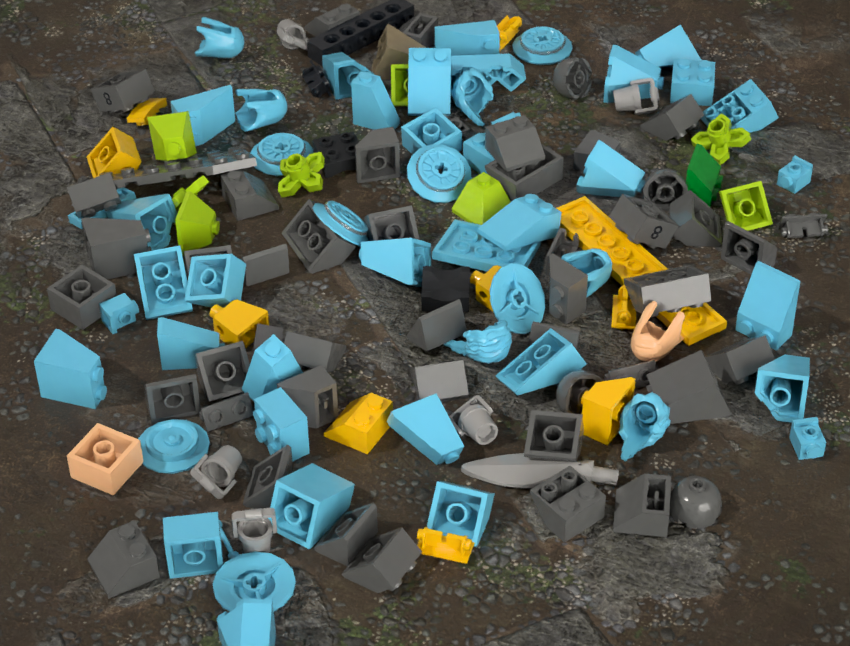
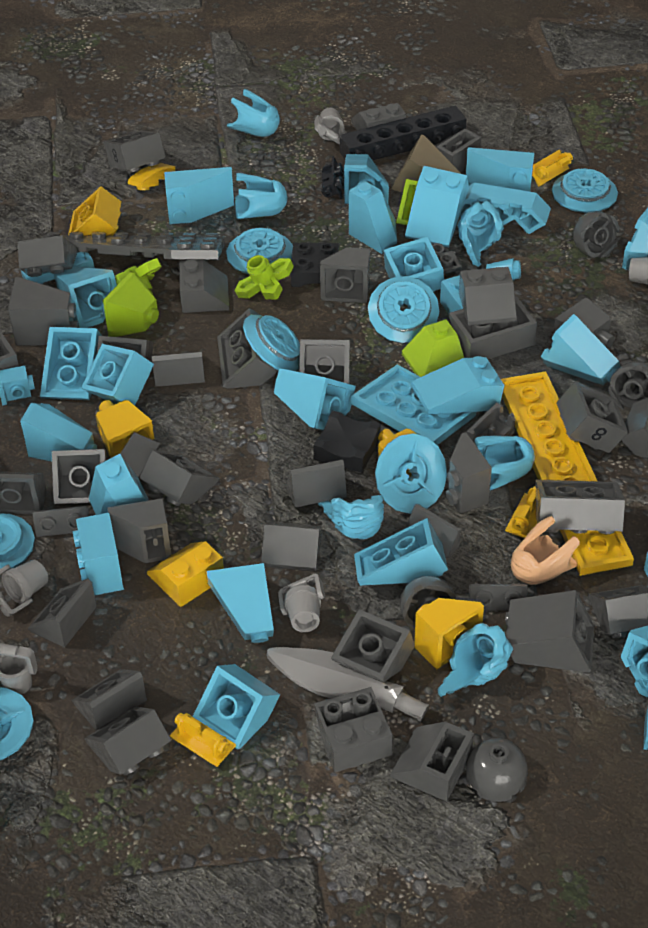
camera: 20 degrees right, 5 degrees up
(172, 136) = (155, 209): lime slope -> none
(309, 503) = (86, 649): medium azure slope -> none

